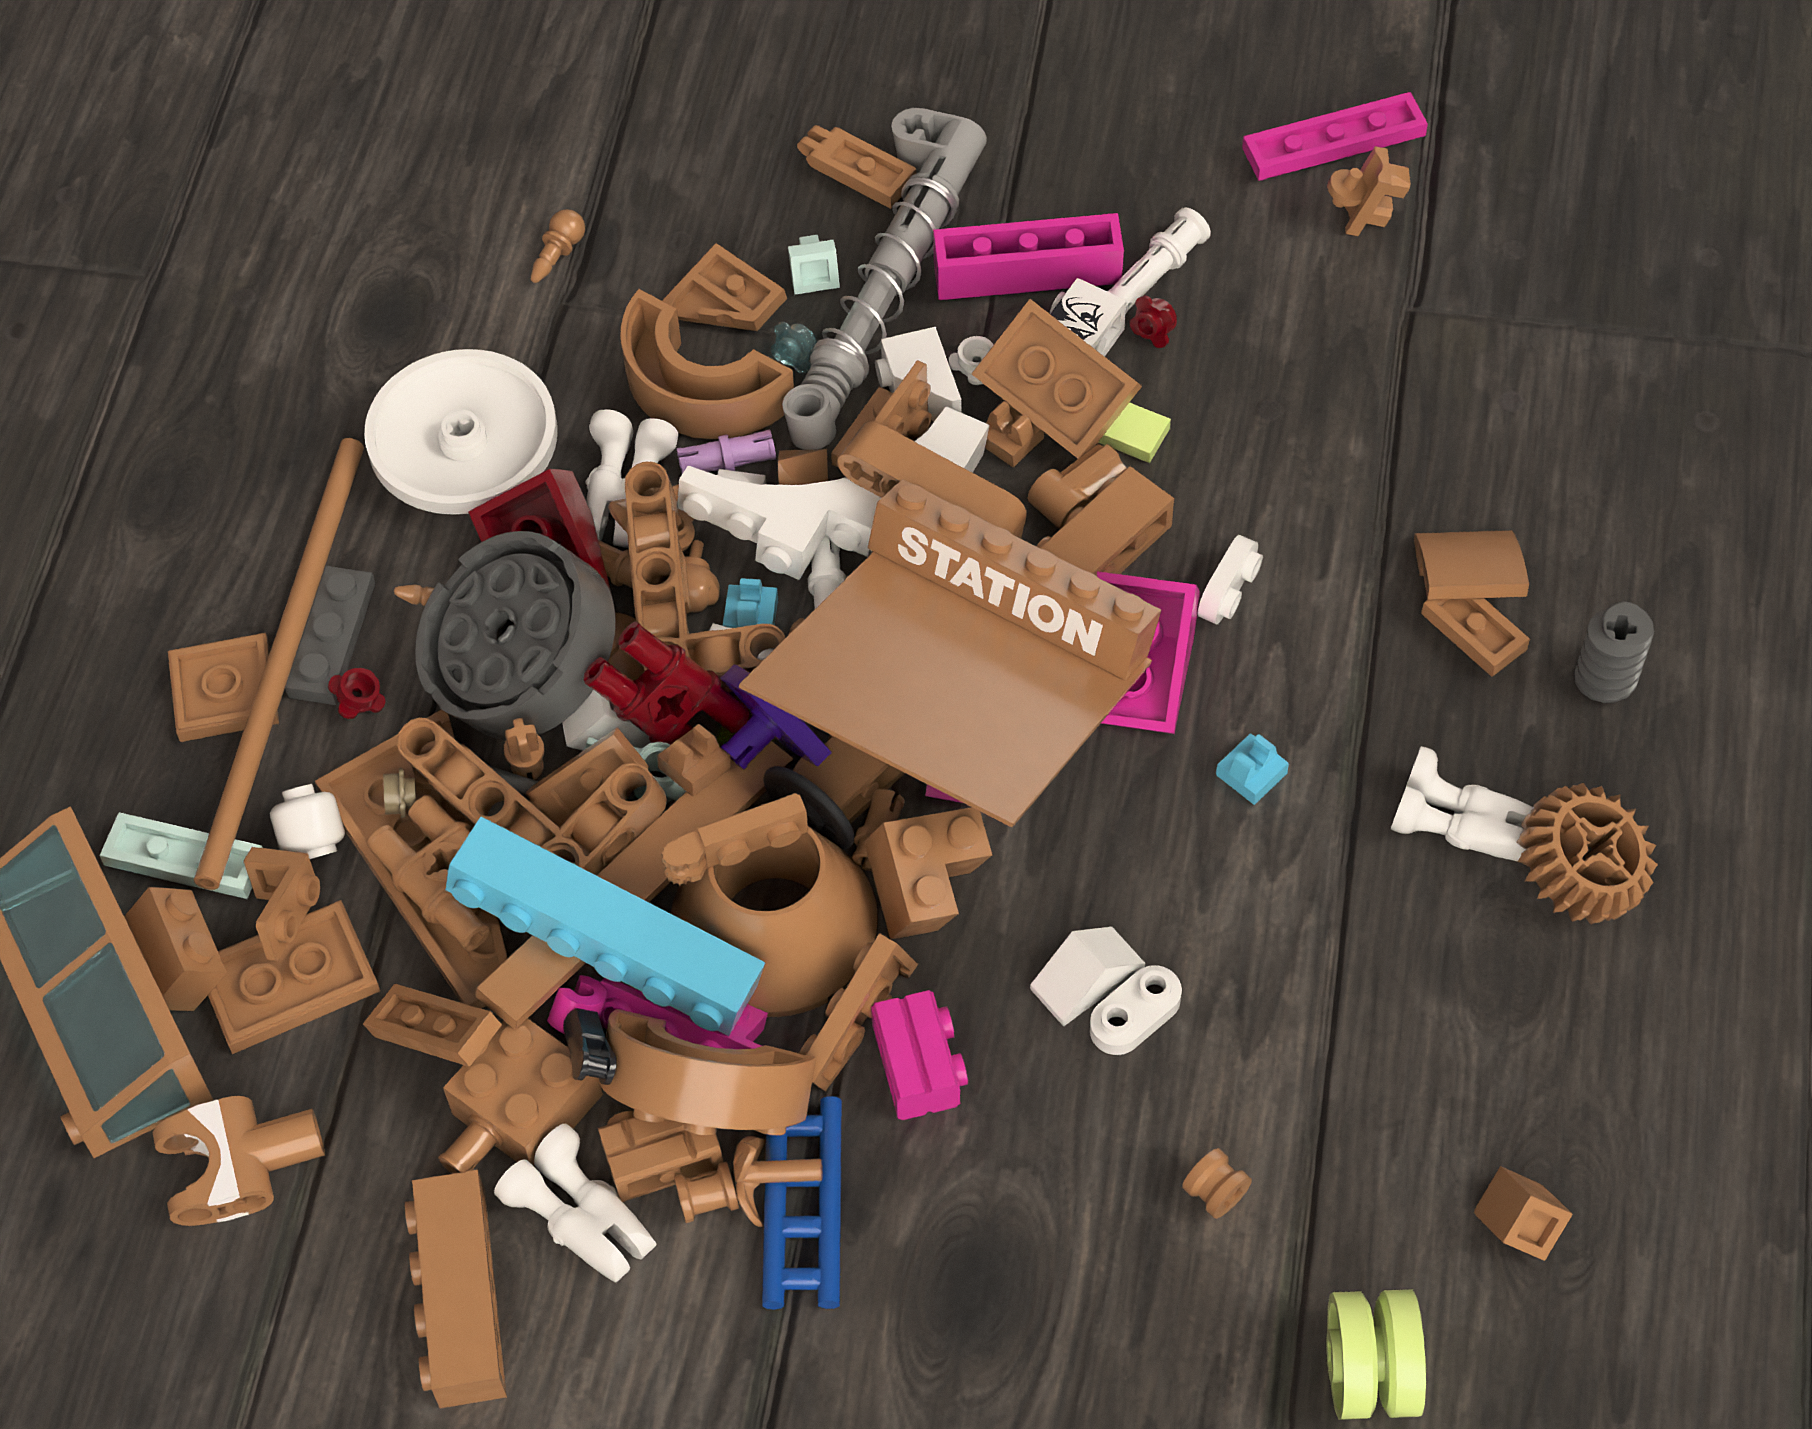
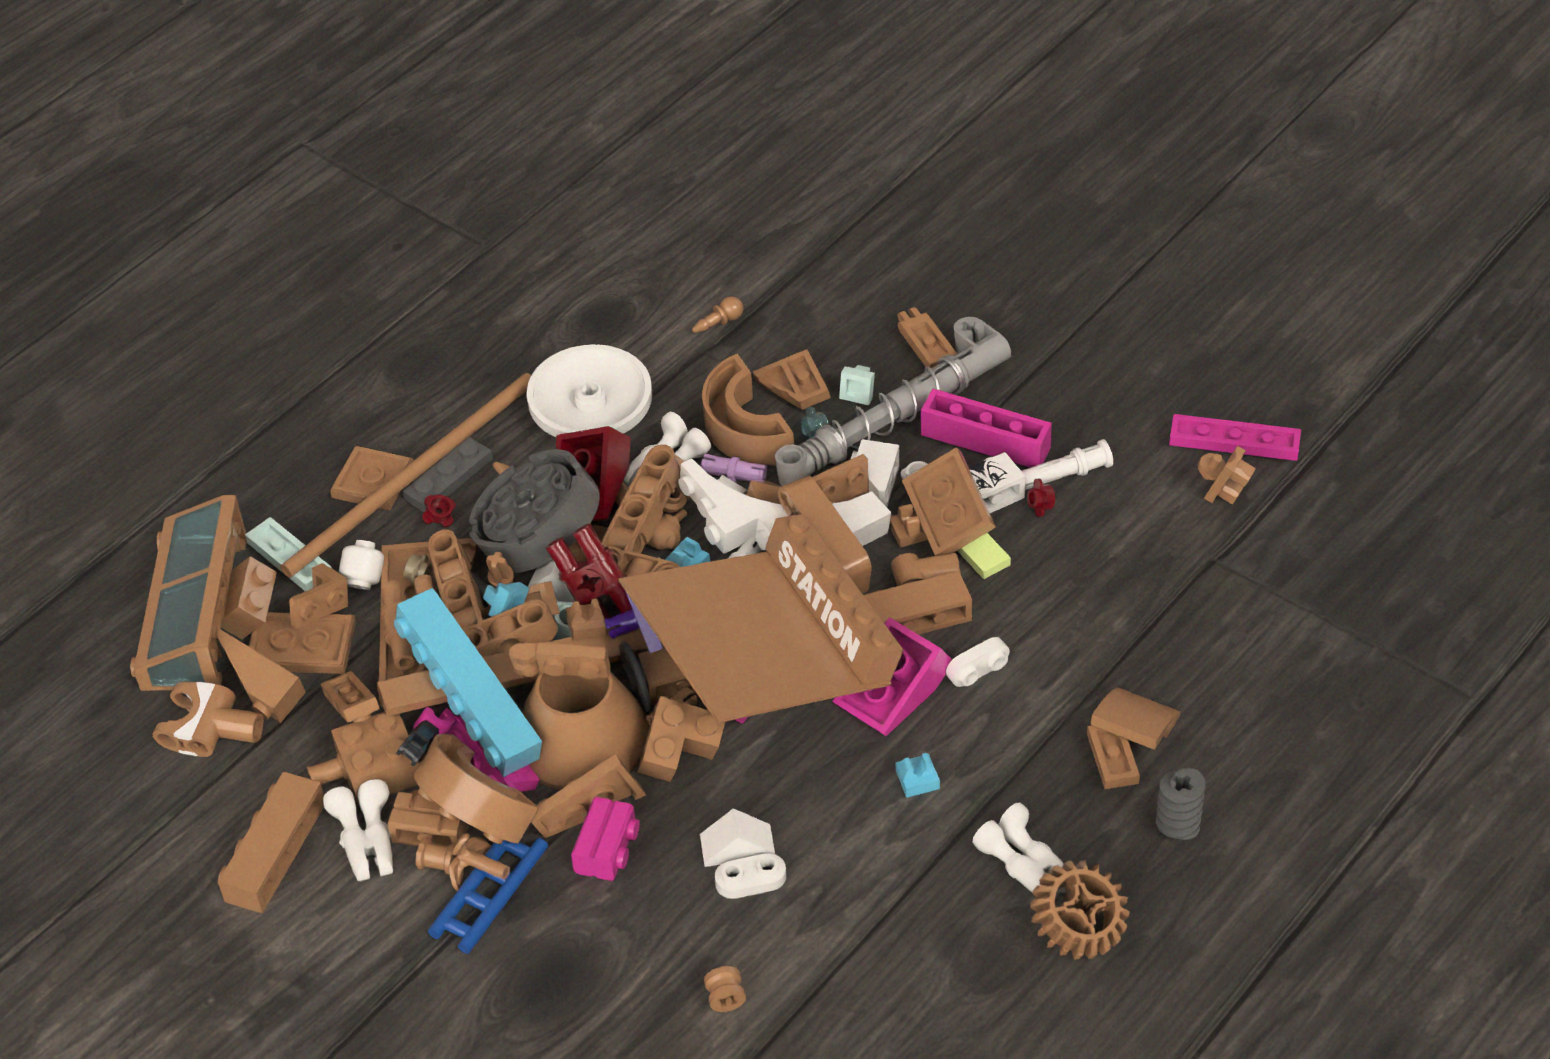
camera: 30 degrees right, 10 degrees down
(287, 1062) = (268, 685): none -> medium nougat slope
(567, 781) = (505, 596): none -> medium azure tile

